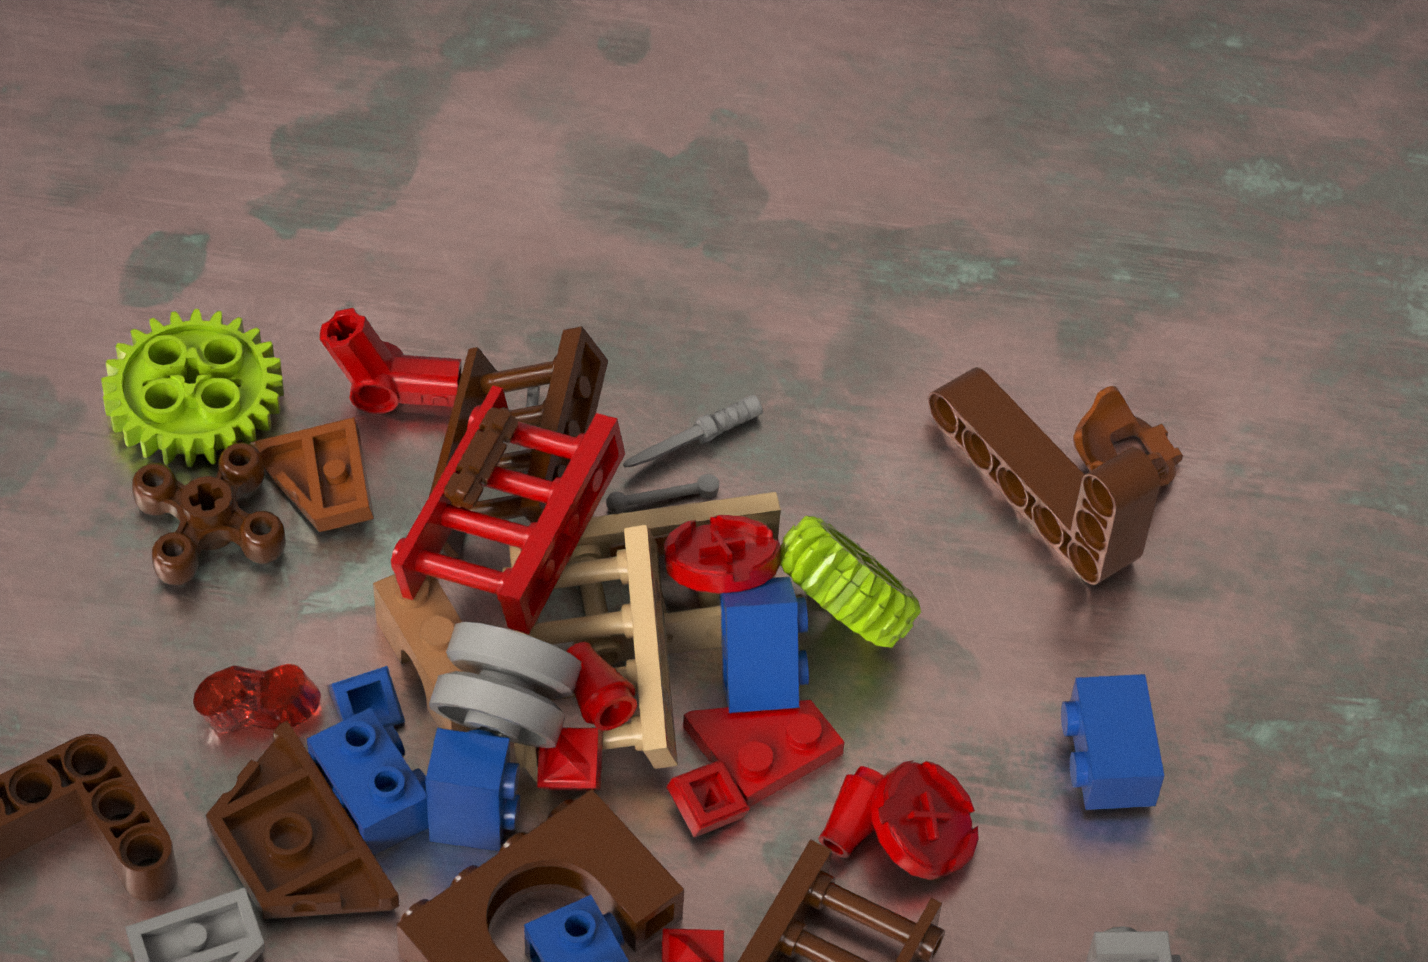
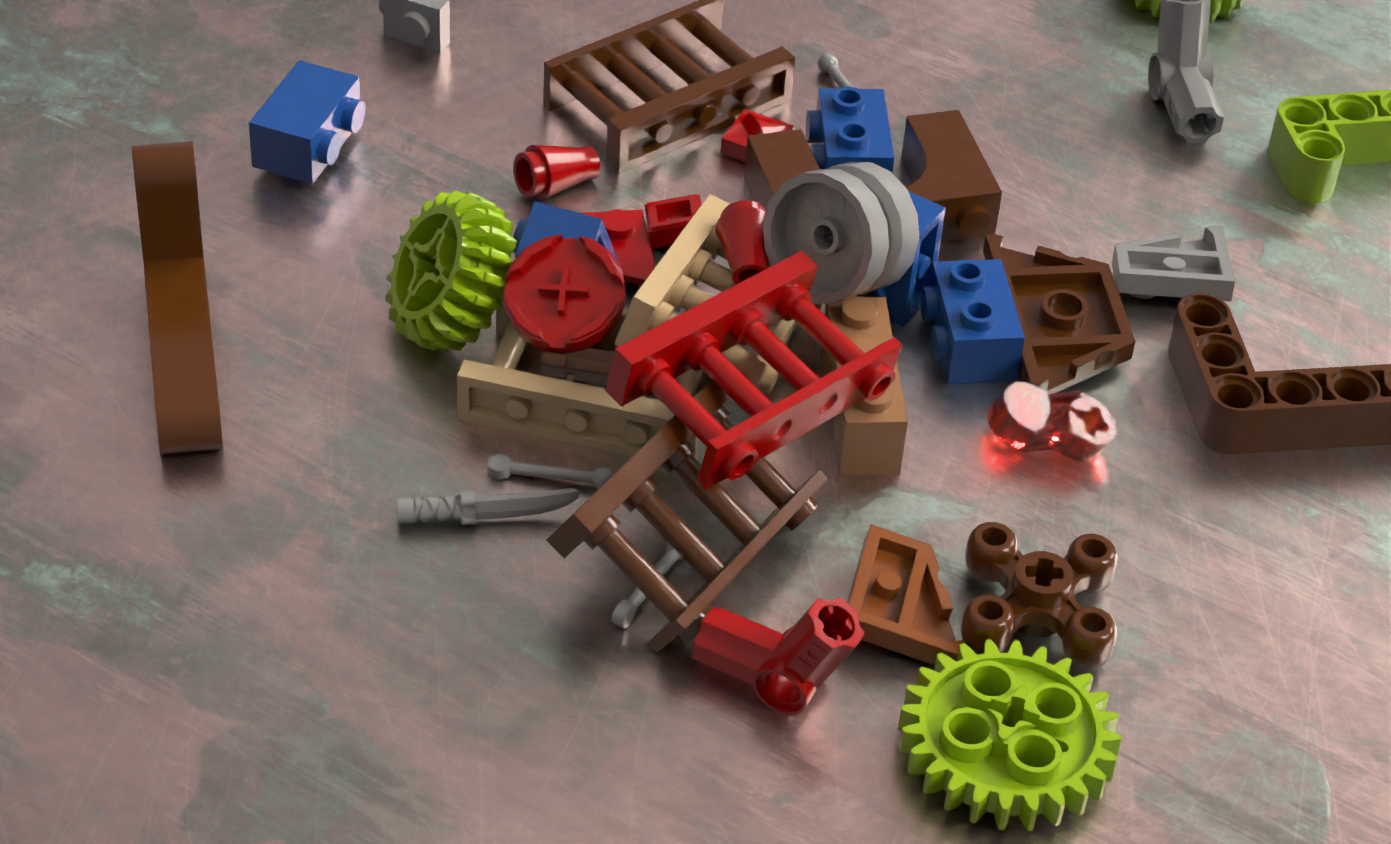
camera: 155 degrees left, 10 degrees down
(368, 690) = (944, 406): blue slope -> none
(481, 458) = (766, 388): reddish brown axle -> none
(924, 819) = (507, 132): red tile -> none
(1112, 421) = (81, 301): dark orange helmet -> none

